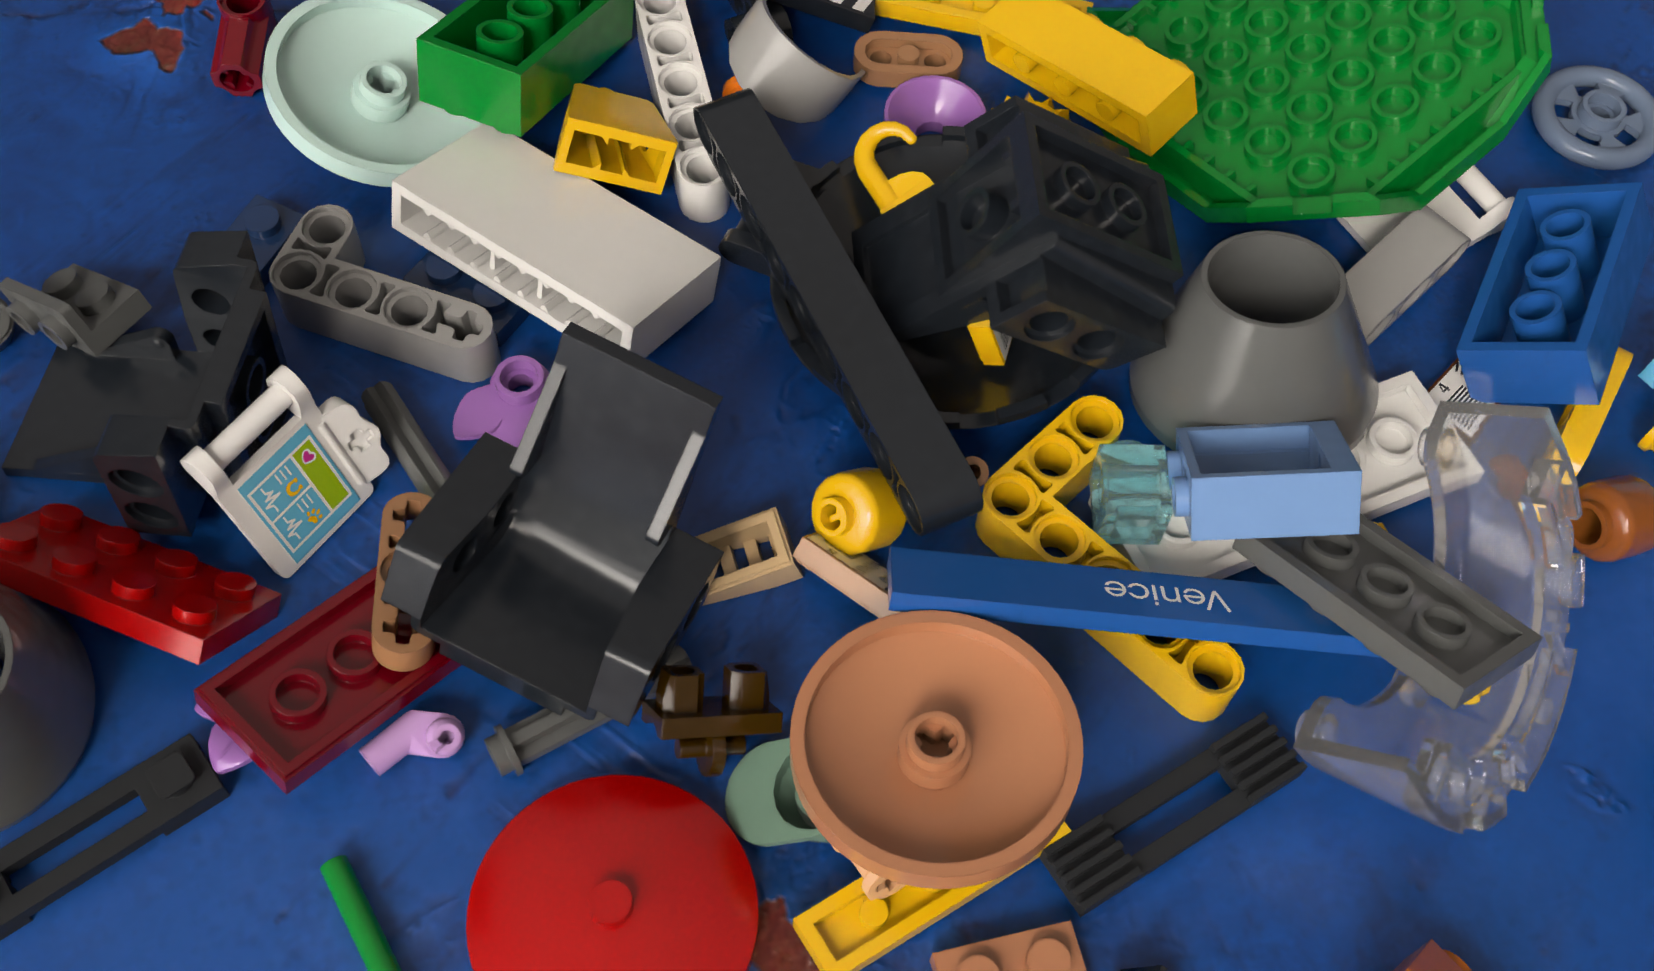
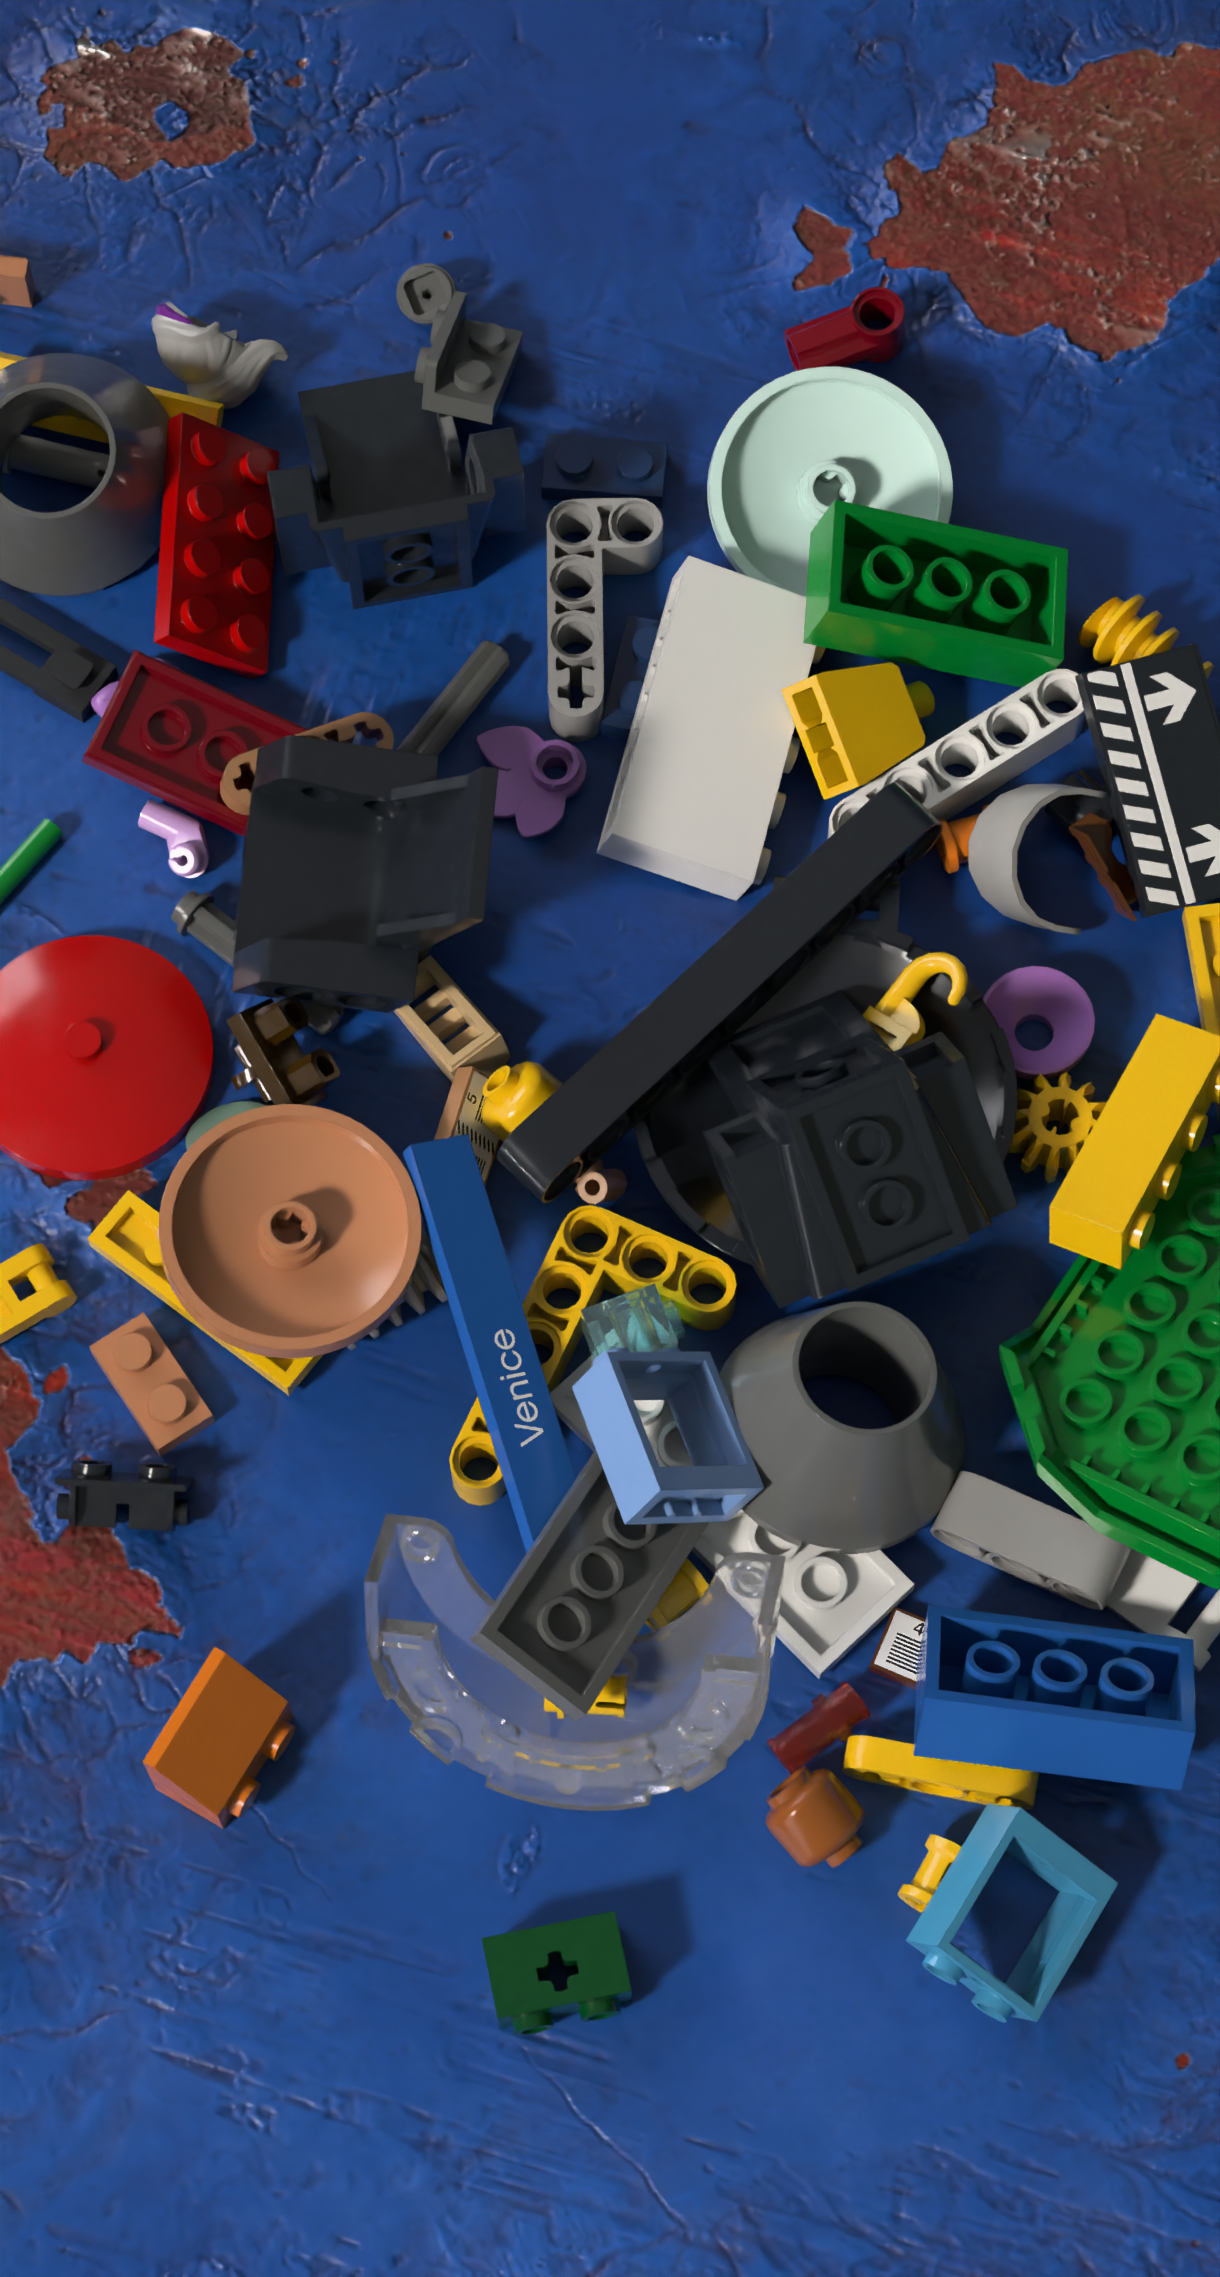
camera: 75 degrees right, 10 degrees up
(300, 480) = (357, 633): white piece -> none
(823, 31) = (1096, 840): none -> reddish brown piece
(899, 56) = (1122, 975): medium nougat plate -> none
(1091, 862) = (272, 1418): black container -> none

